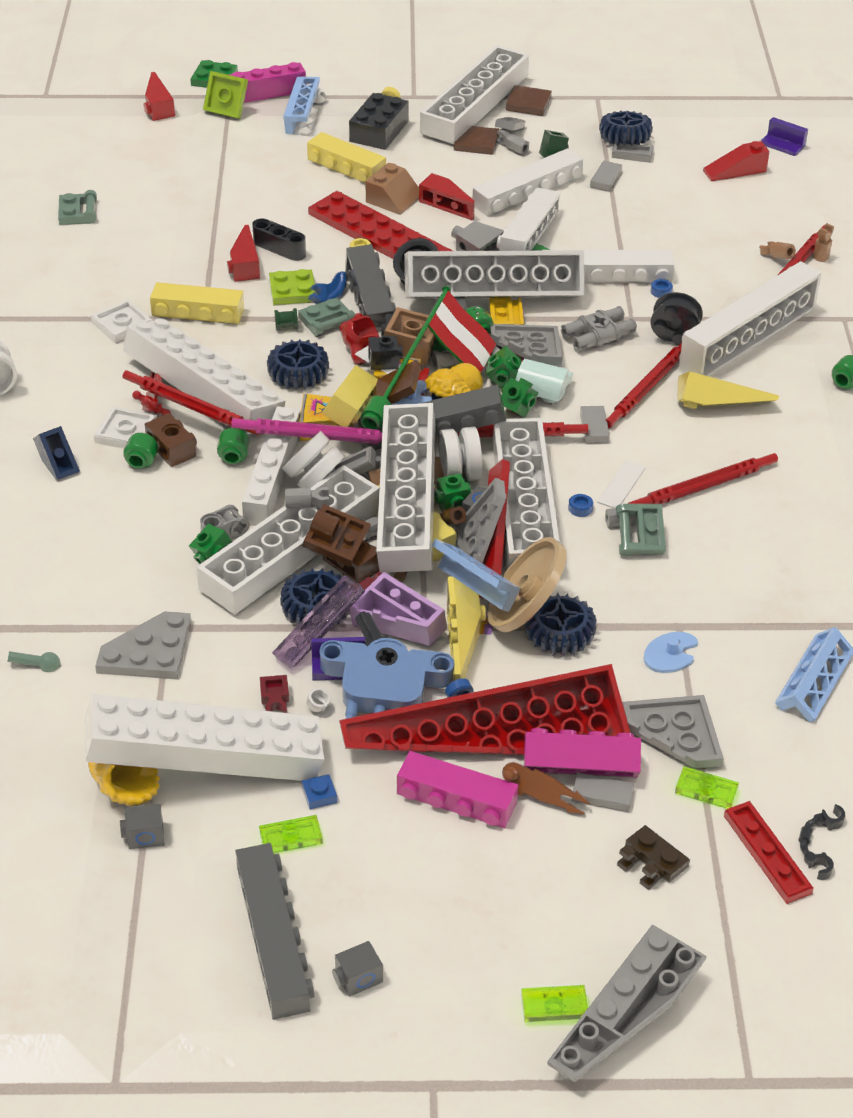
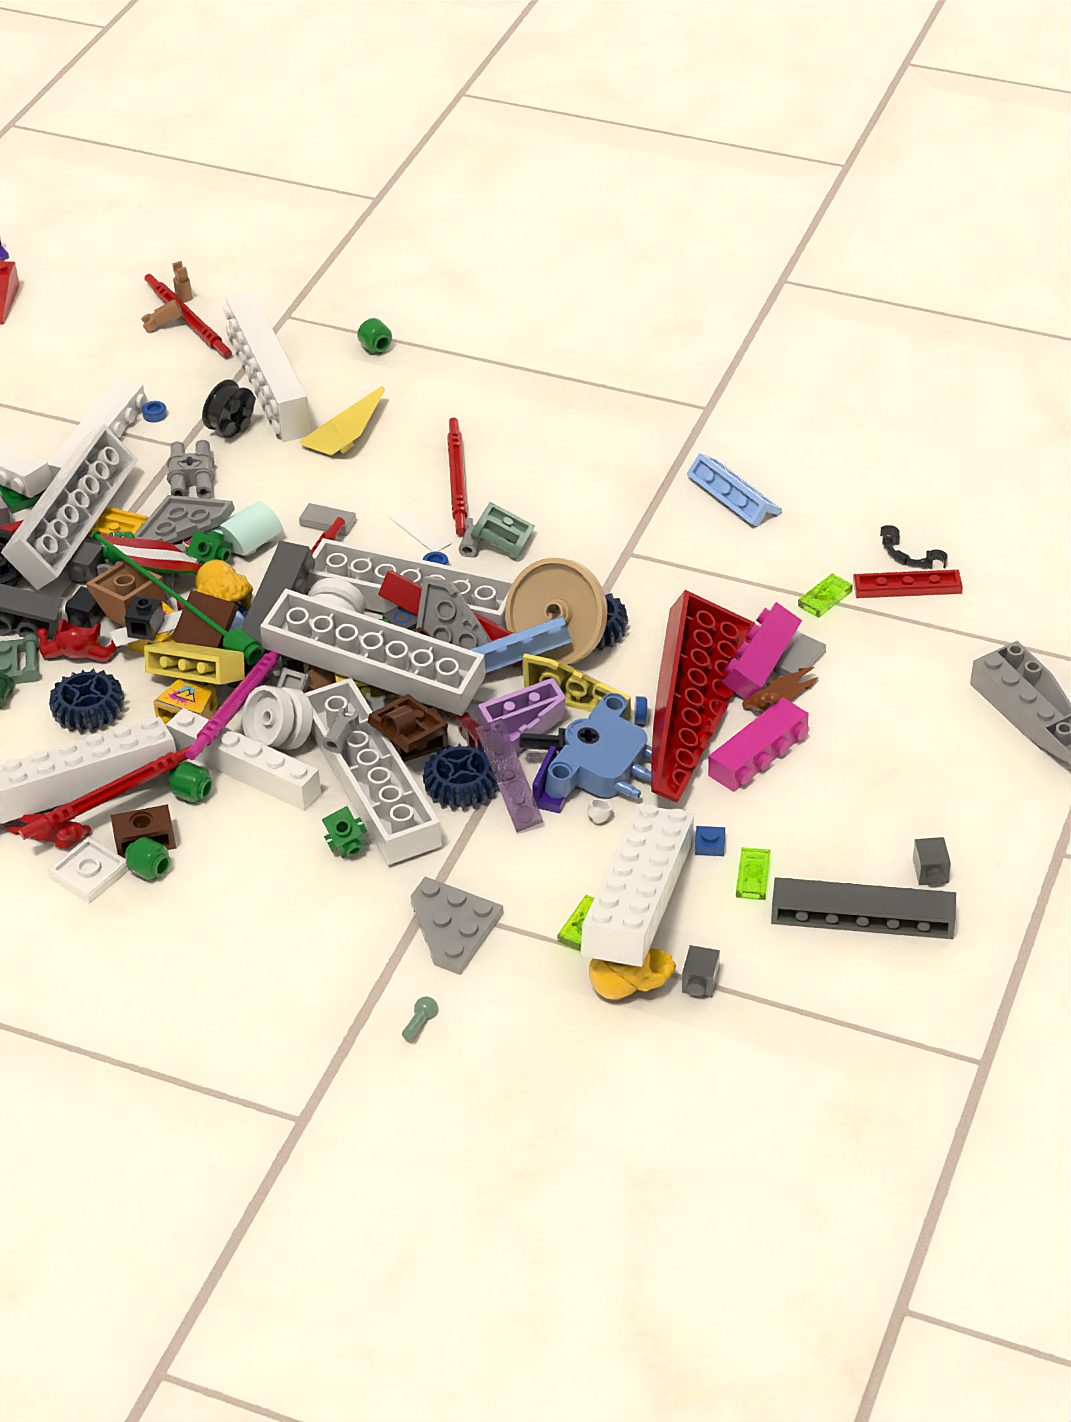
camera: 65 degrees left, 0 degrees up
(56, 453) = (99, 931): dark blue slope -> none
(226, 521) = (307, 819): light grey piece -> none
(274, 692) = (572, 838): dark red plate -> none
(519, 396) = (254, 549): green brick -> none
(553, 1003) = (1012, 752): clear neon green plate -> none
(644, 386) = (273, 442): red axle -> none
(657, 854) = (883, 646): dark brown plate -> none
(666, 655) = (659, 572): light blue piece -> none
(678, 727) = (753, 586): light grey plate -> none

